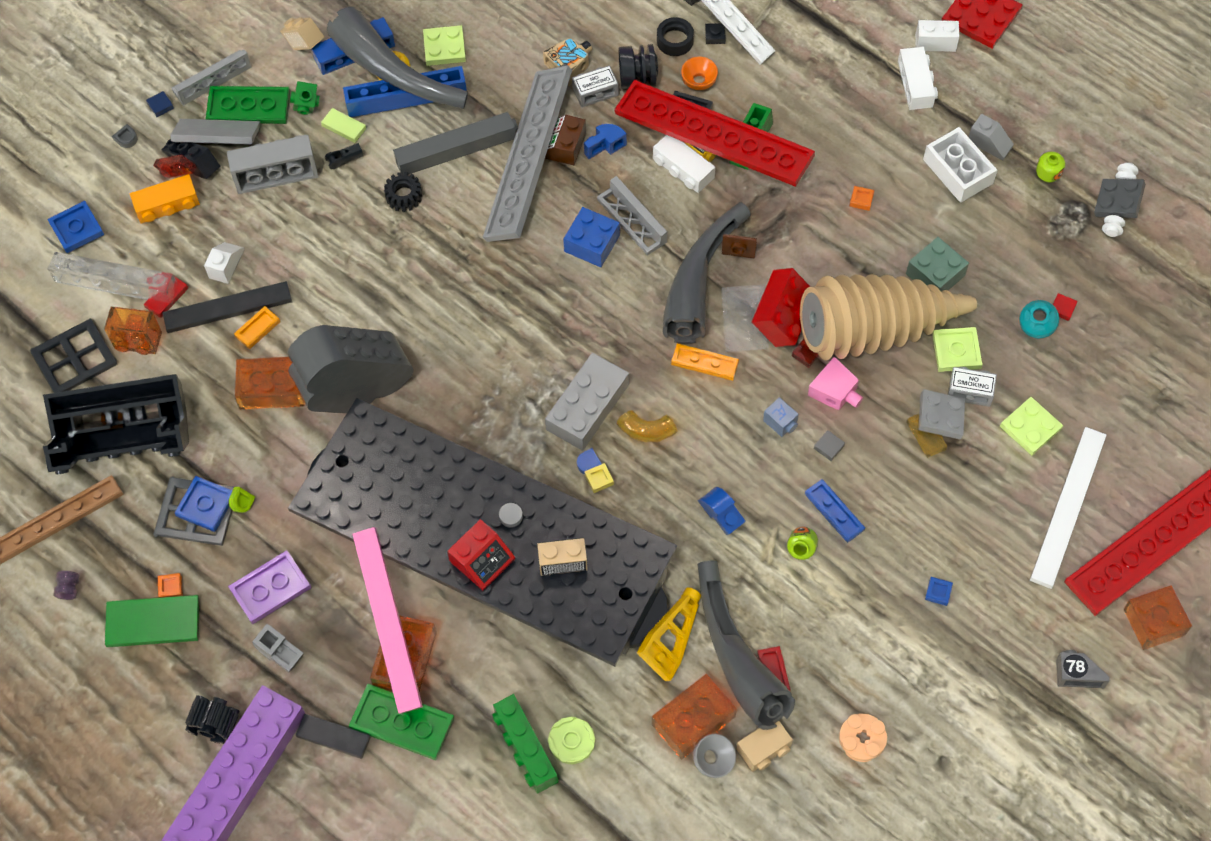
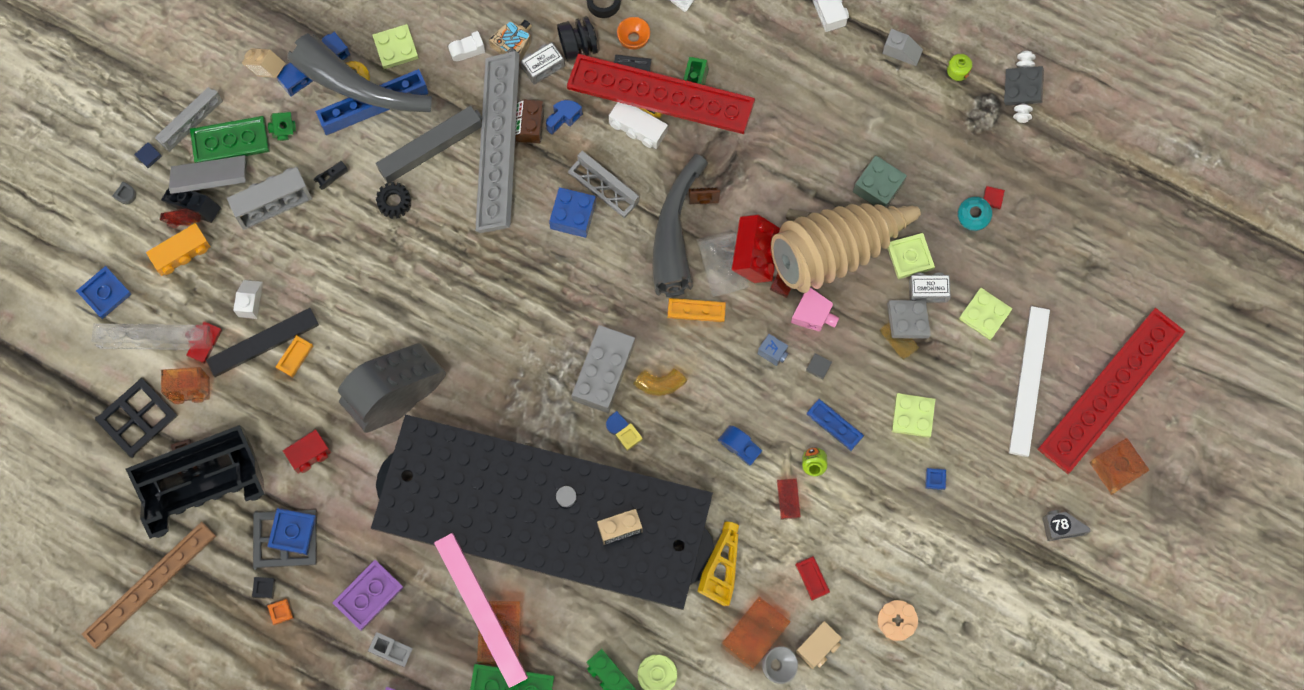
camera: 15 degrees left, 10 degrees up
(66, 585) = (189, 631): clear purple wheel -> none
(152, 621) = (273, 646): green tile -> none
(158, 556) = (263, 588): none -> black plate
(240, 500) = (322, 522): lime tile -> none
(243, 425) = (307, 452): none -> red brick
(265, 384) = (317, 409): clear orange brick -> none
(343, 125) = (322, 144): yellowish green tile -> none
(480, 555) = (550, 539): red slope -> none
(518, 58) = (466, 47): none -> white leg
(752, 683) = (797, 595): dark grey brick -> none
(764, 578) = (788, 499): none -> clear red plate
(861, 198) = (801, 127): orange tile -> none
(926, 517) = (913, 415): none -> yellowish green plate
(959, 164) = (881, 80): white brick -> none

